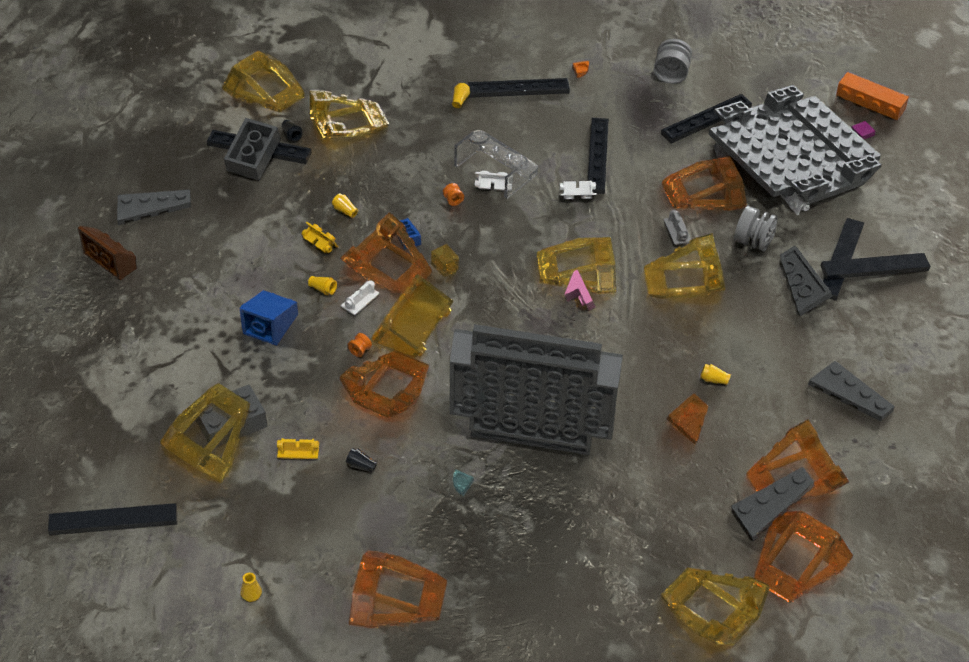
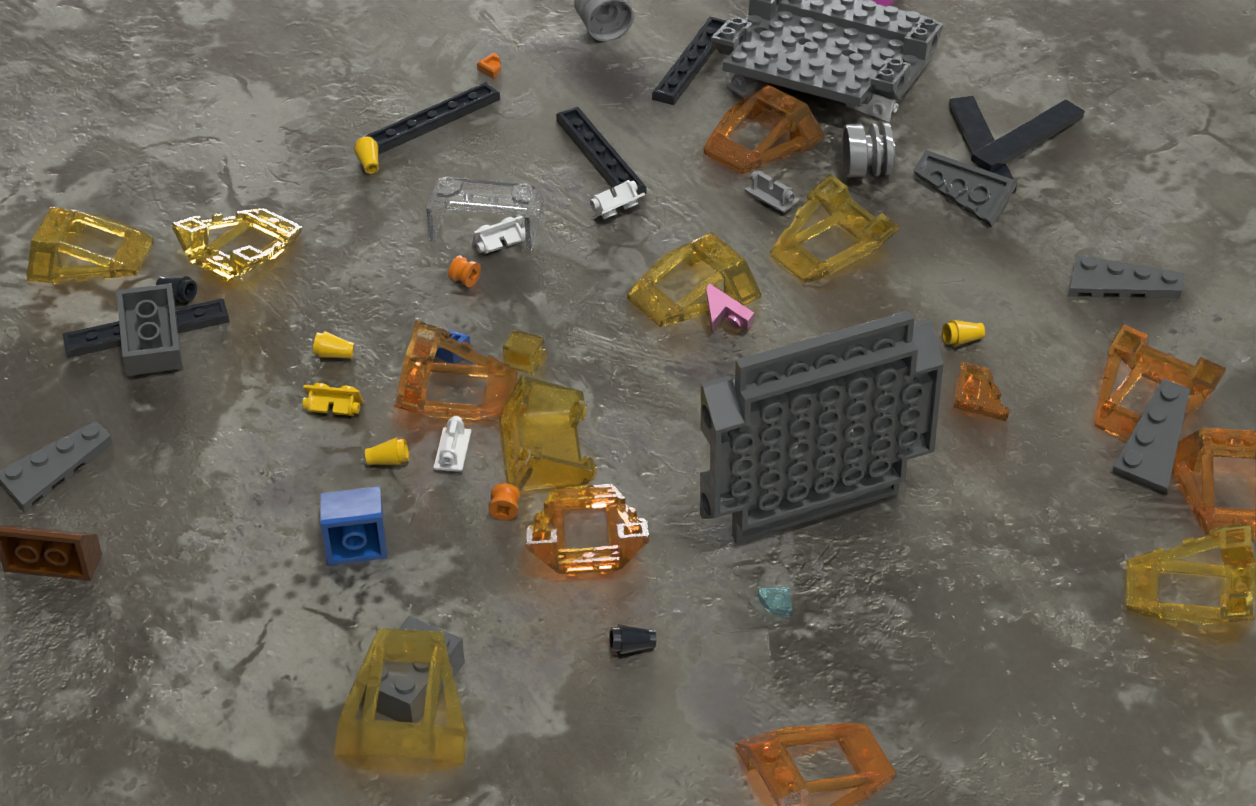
camera: 30 degrees left, 5 degrees down
(297, 449) = (536, 667): yellow hinge -> none

